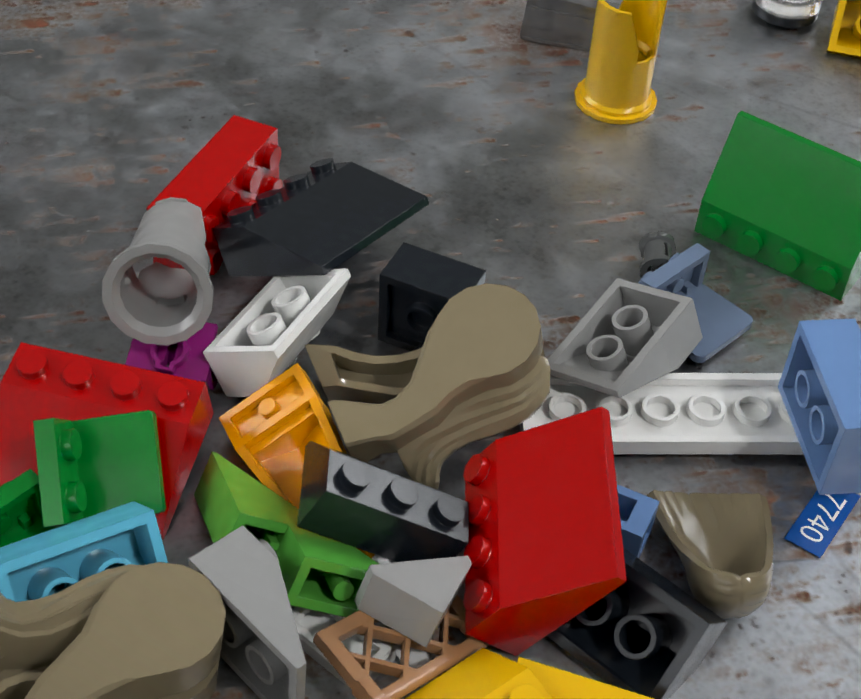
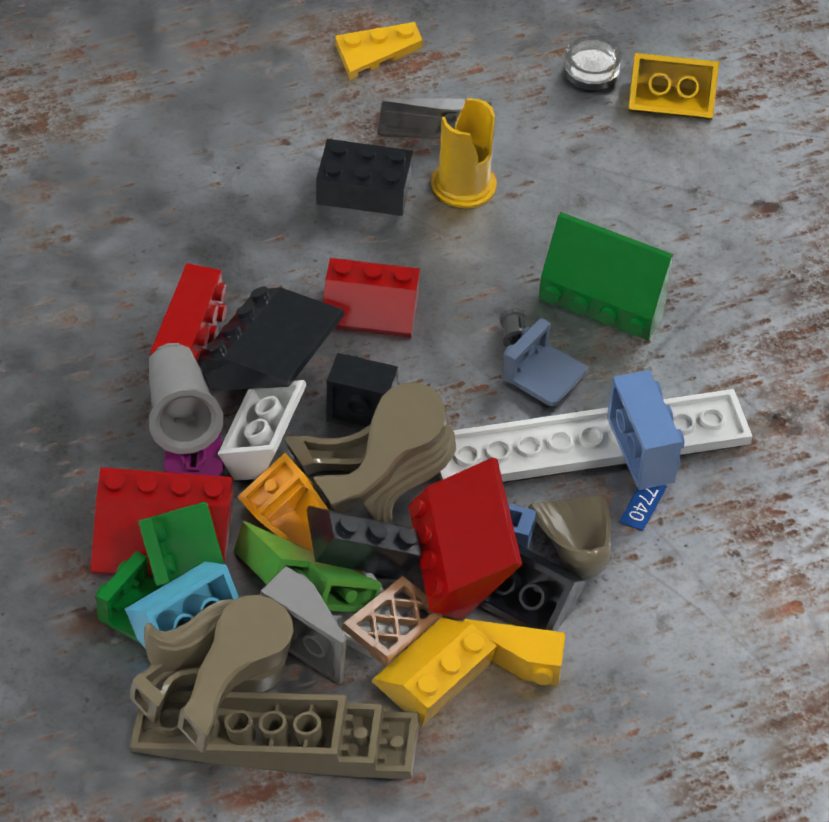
camera: 10 degrees left, 5 degrees up
(412, 594) = (395, 592): light grey slope -> none
(474, 196) = (373, 296): none -> red slope
(493, 71) = (364, 177): none -> black brick
(628, 339) = (501, 400): light grey slope -> none

